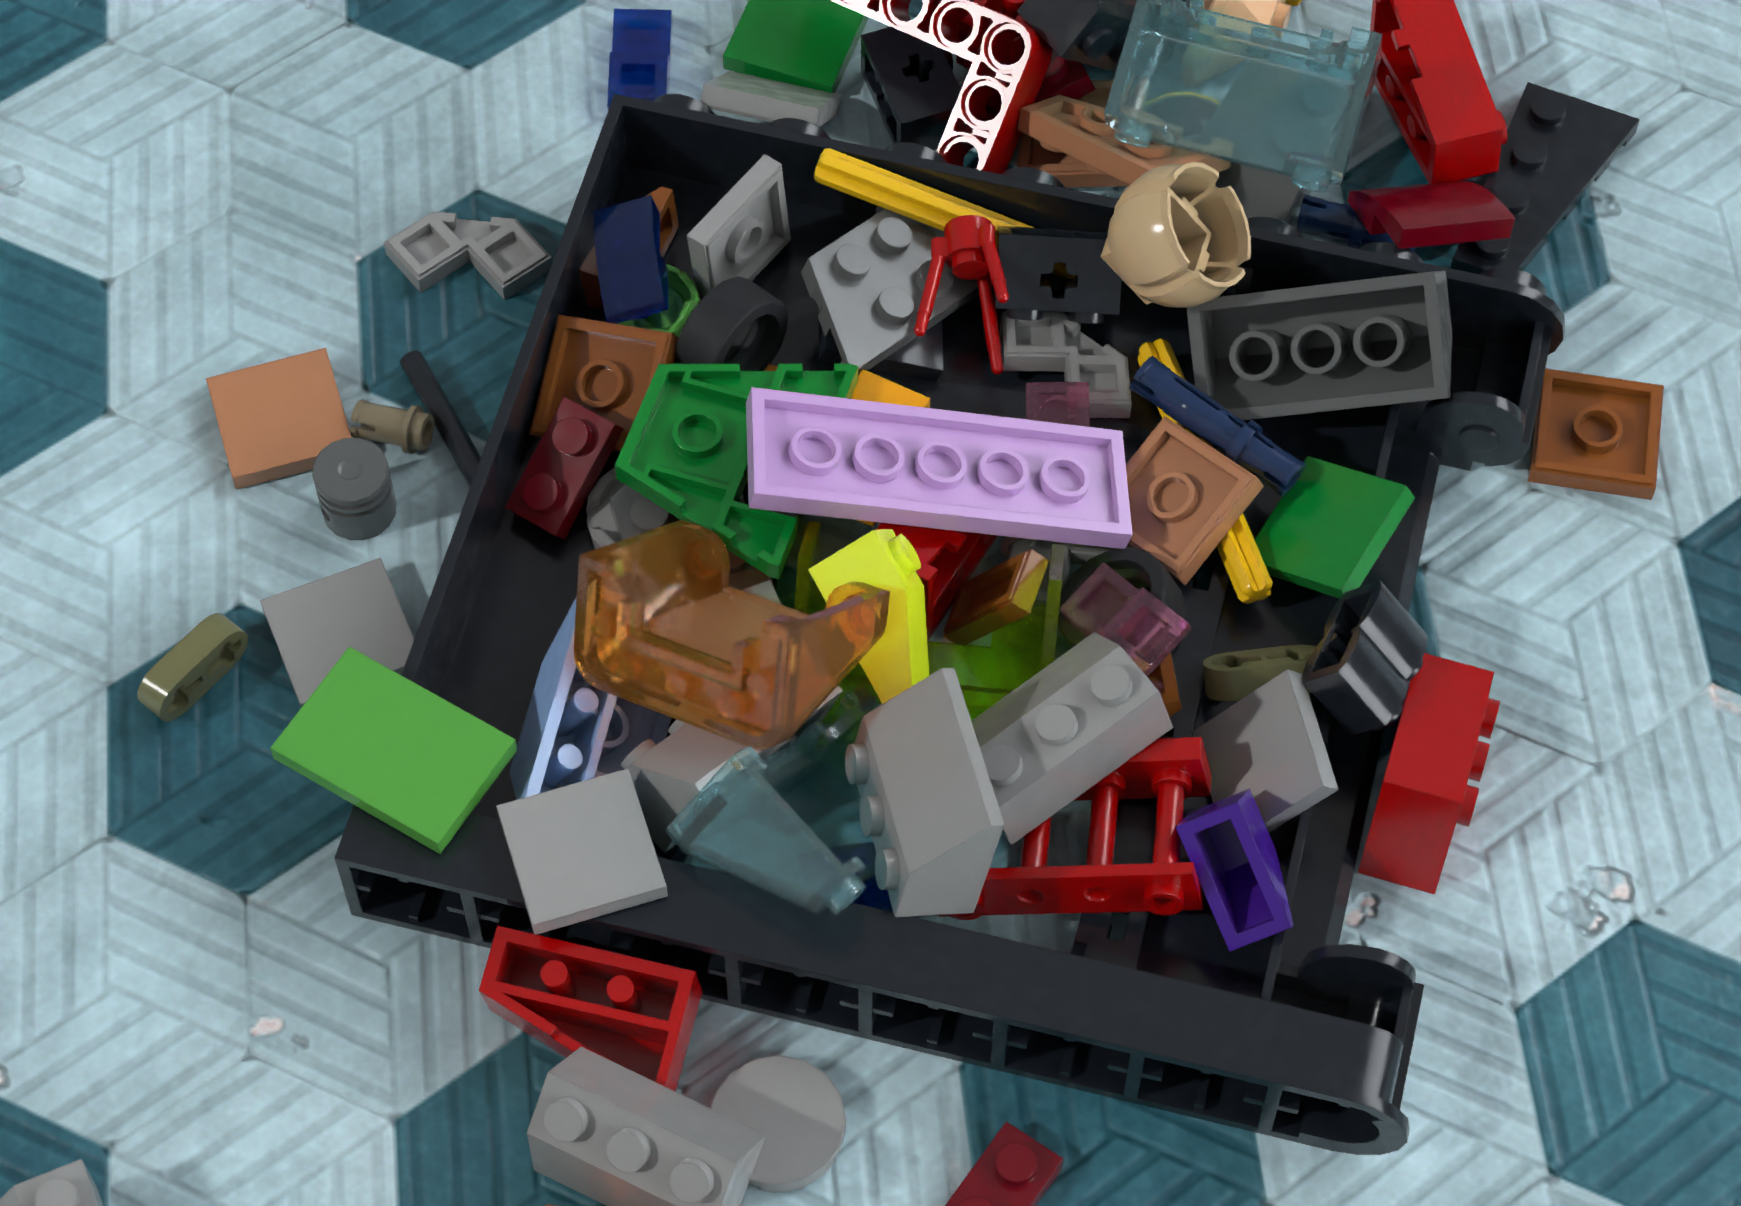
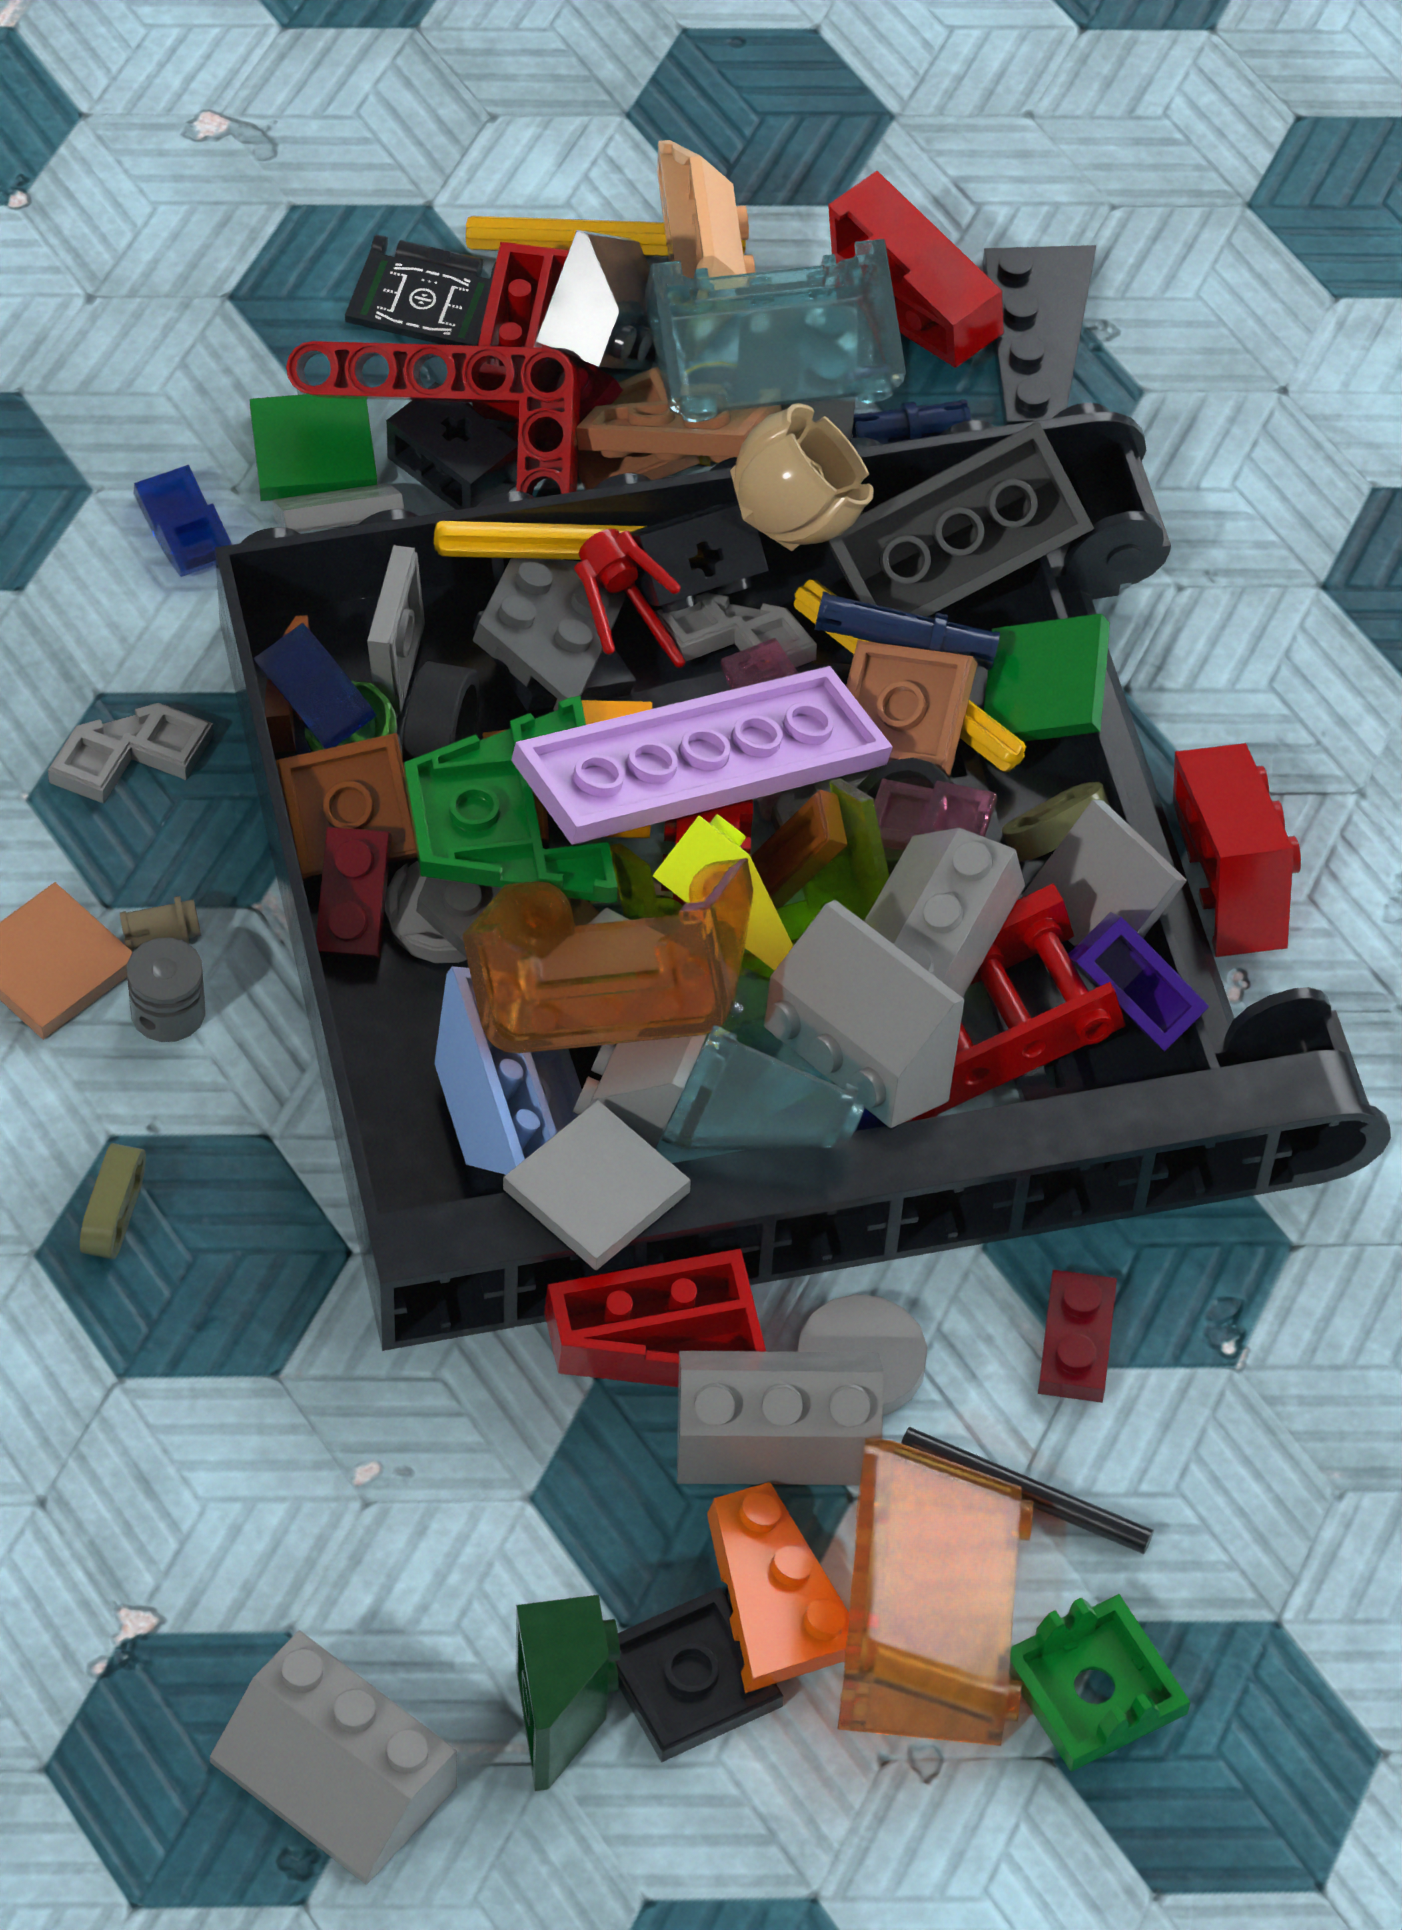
camera: 30 degrees left, 5 degrees down
(330, 614) = (227, 1121): light grey tile -> none
(394, 749) = (379, 1171): bright green tile -> none
(444, 415) = (211, 907): black bar -> none
(1365, 659) = (1144, 769): black brick -> none
(1433, 213) = (979, 385): dark red slope -> none
(1597, 434) = (1214, 523): dark orange tile -> none

